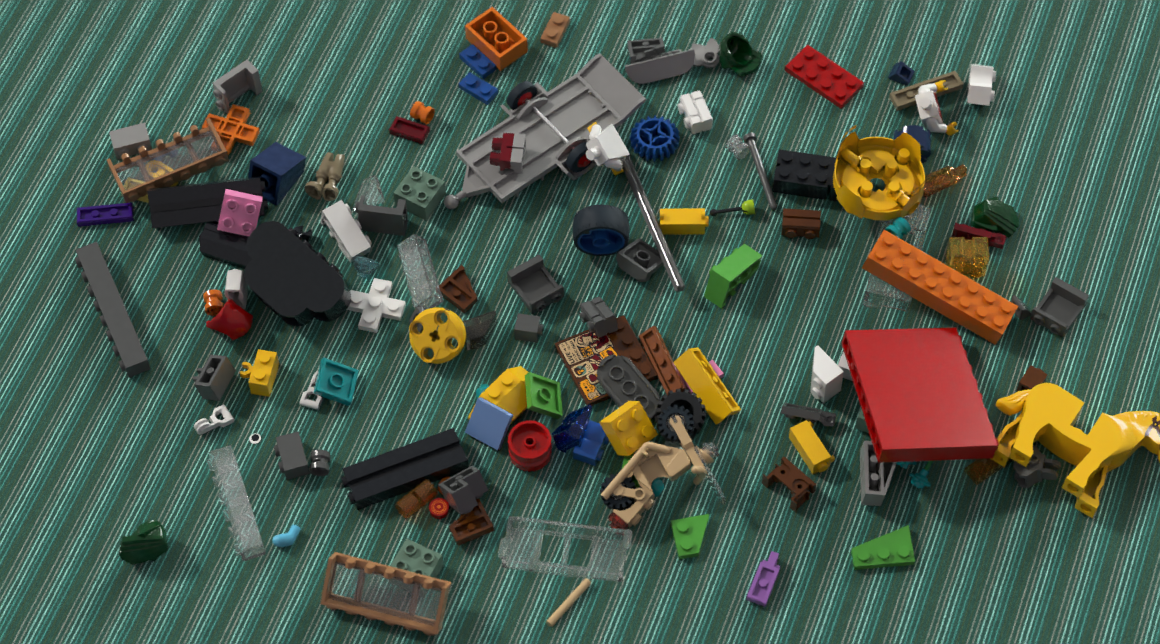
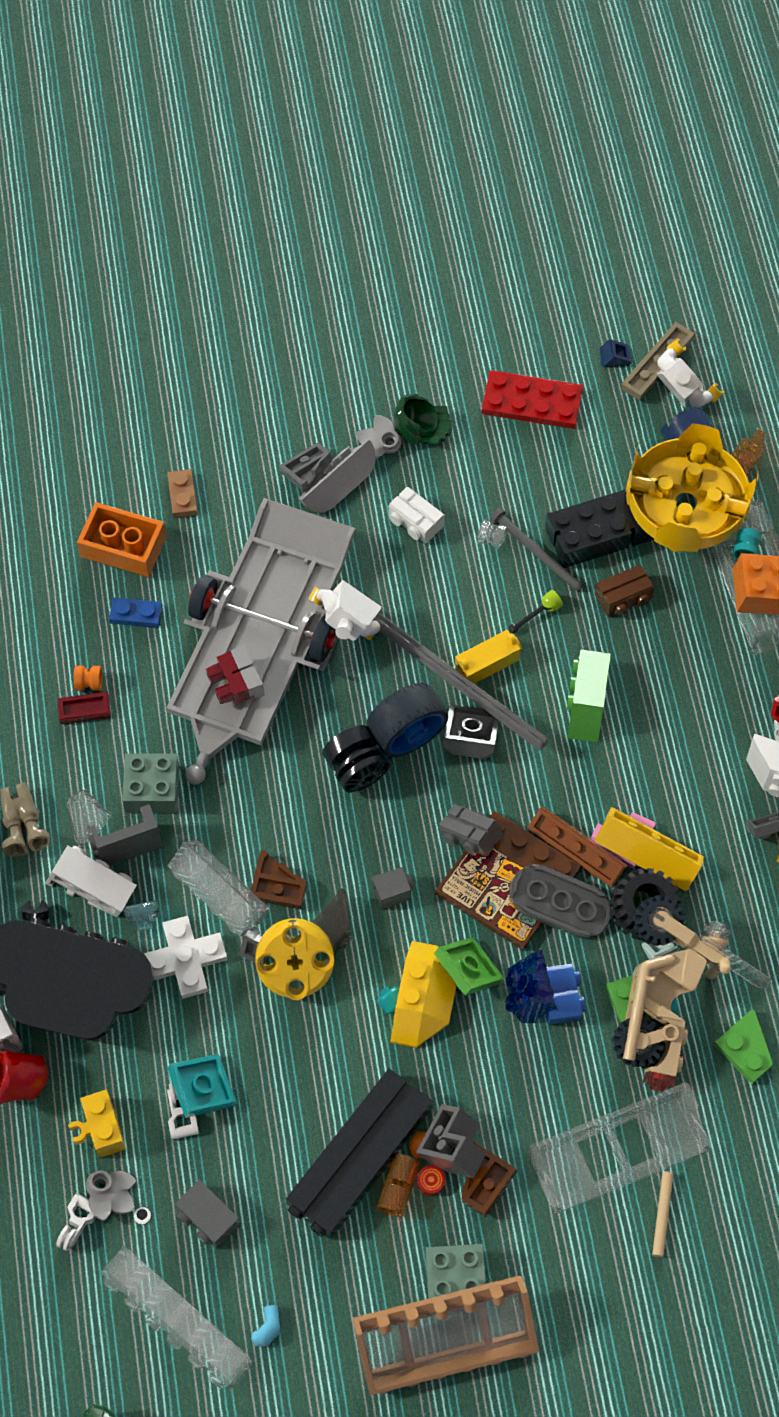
camera: 30 degrees left, 5 degrees up
(214, 377) = (43, 1165): dark grey brick -> none
(244, 417) = (113, 1196): none -> light grey plate
(320, 462) = (248, 1204): dark grey wheel -> none
(477, 61) = (113, 579): blue plate -> none
(489, 423) = (427, 1038): medium blue tile -> none
(529, 445) = (497, 1024): red wheel -> none
(535, 285) = (365, 829): dark grey panel -> none
(554, 238) = (356, 758): none -> black wheel
(628, 428) = (598, 953): yellow brick -> none
(653, 133) = (377, 579): blue gear -> none
(980, 84) = (713, 325): white brick -> none

